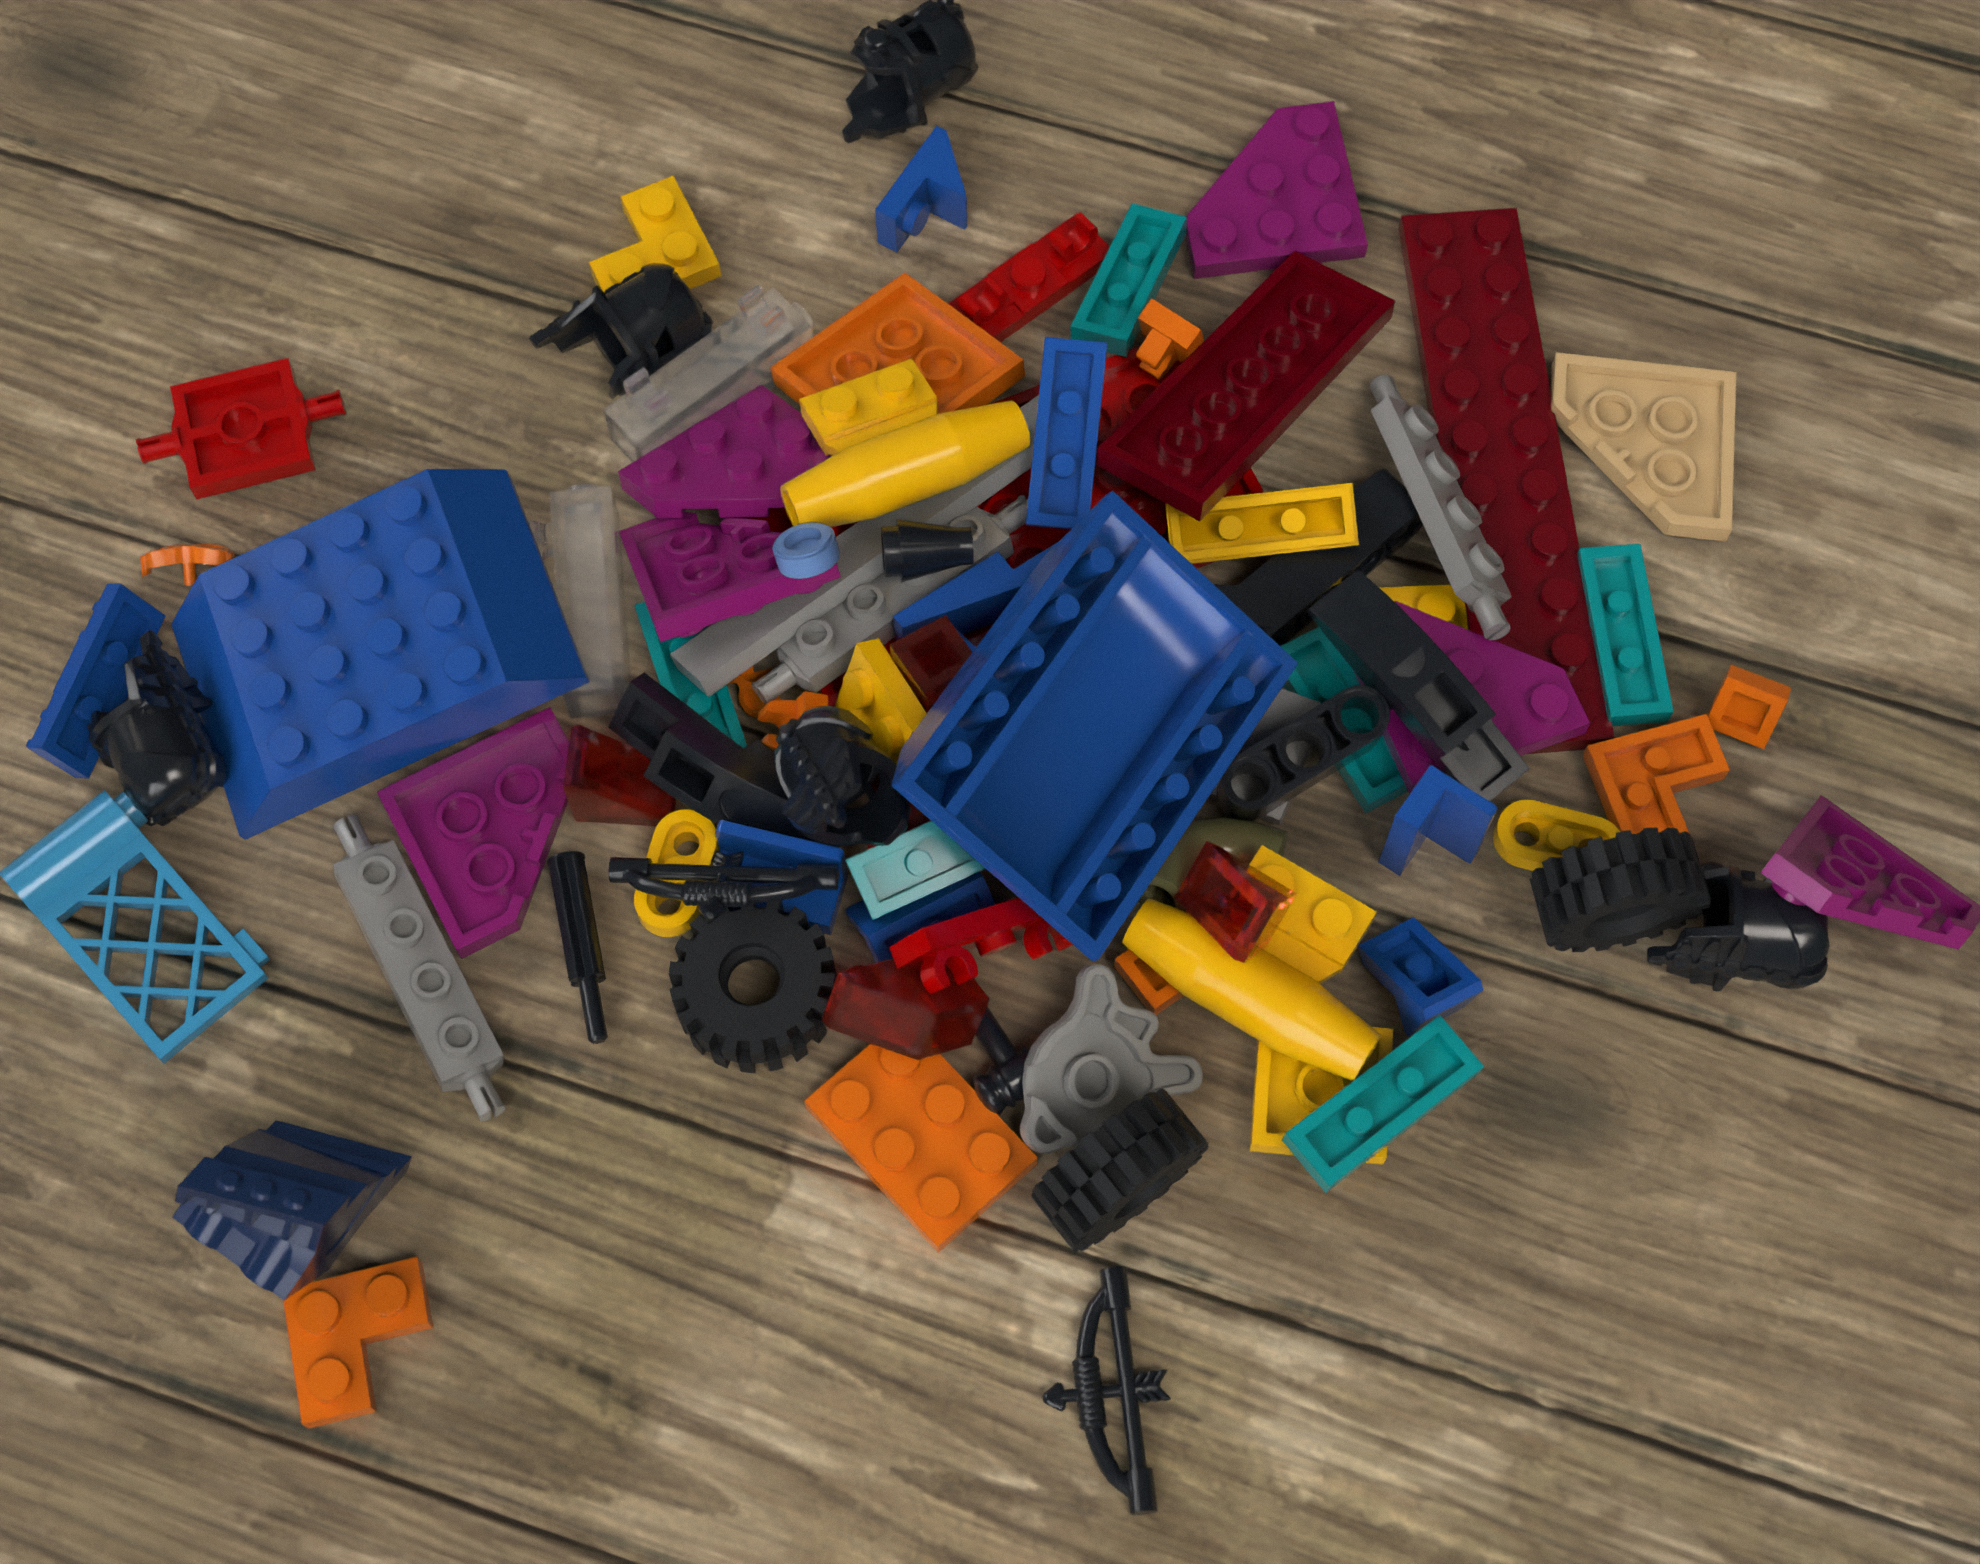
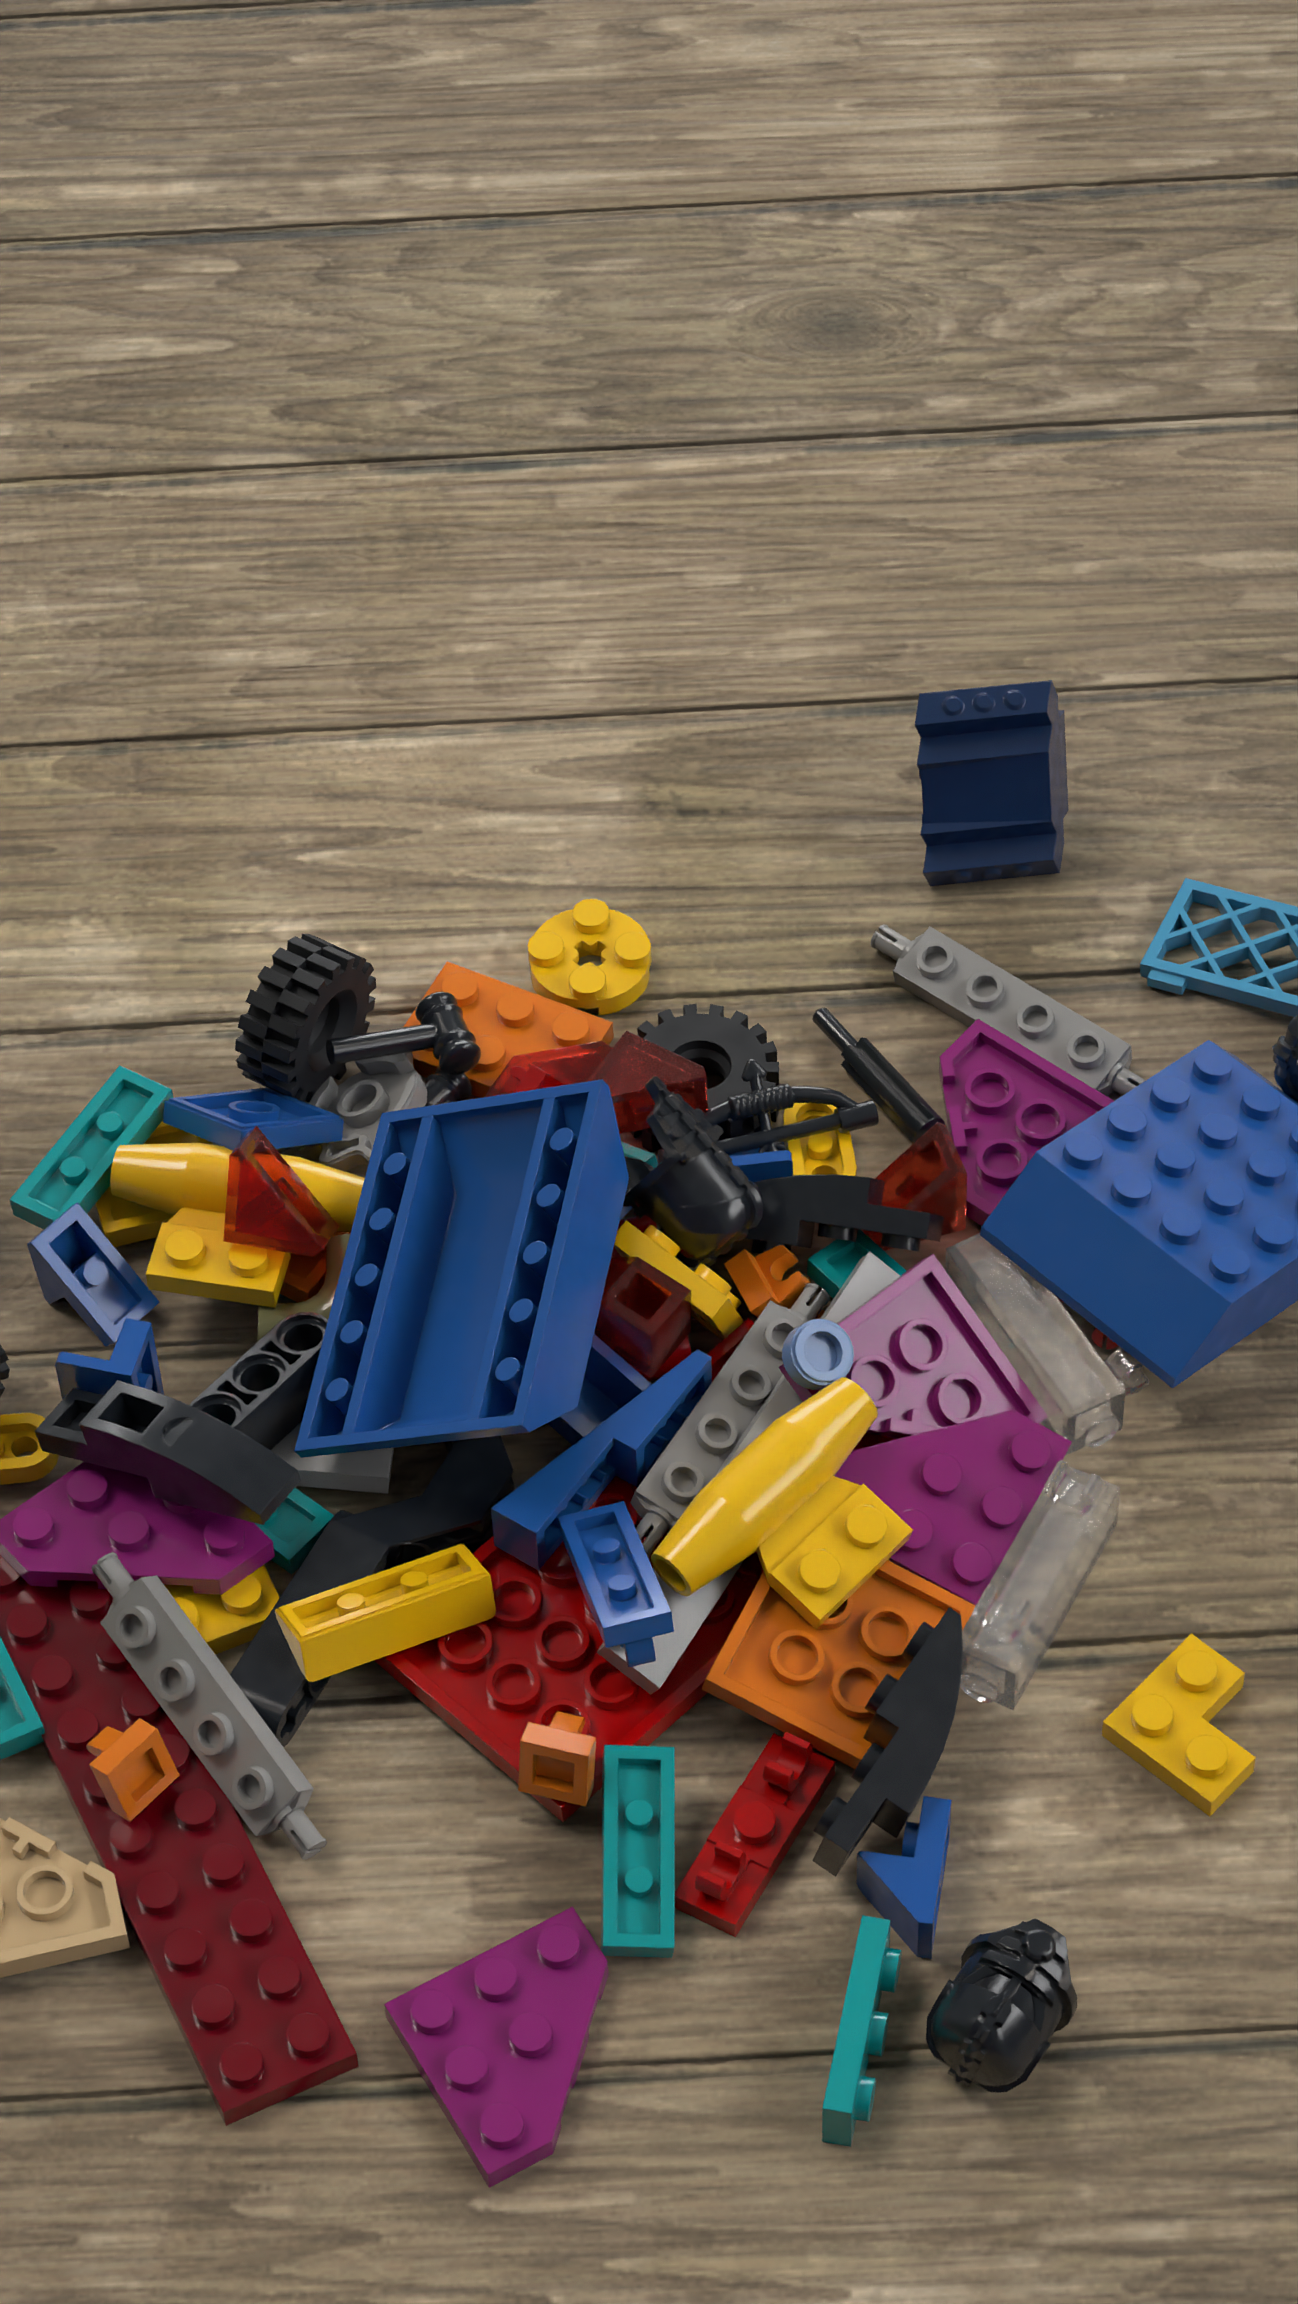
camera: 160 degrees right, 15 degrees down
(333, 1324) = (892, 787): orange plate -> none
(633, 323) = (1143, 1593): black helmet -> none
(772, 1235) = (586, 931): none -> yellow plate
(830, 932) = (632, 1065): none -> clear red slope
(879, 262) = (906, 1741): none -> black slope
(924, 548) = (710, 1417): black cone -> none
(984, 1112) = (440, 1029): none -> black piece
(1021, 101) = (860, 2032): none -> teal plate
(1089, 1392) = (275, 915): black piece -> none
(1217, 1068) = (232, 1114): none -> blue tile
(1244, 385) = (452, 1748): dark red plate -> none
(1524, 457) = (131, 1767): none -> orange tile

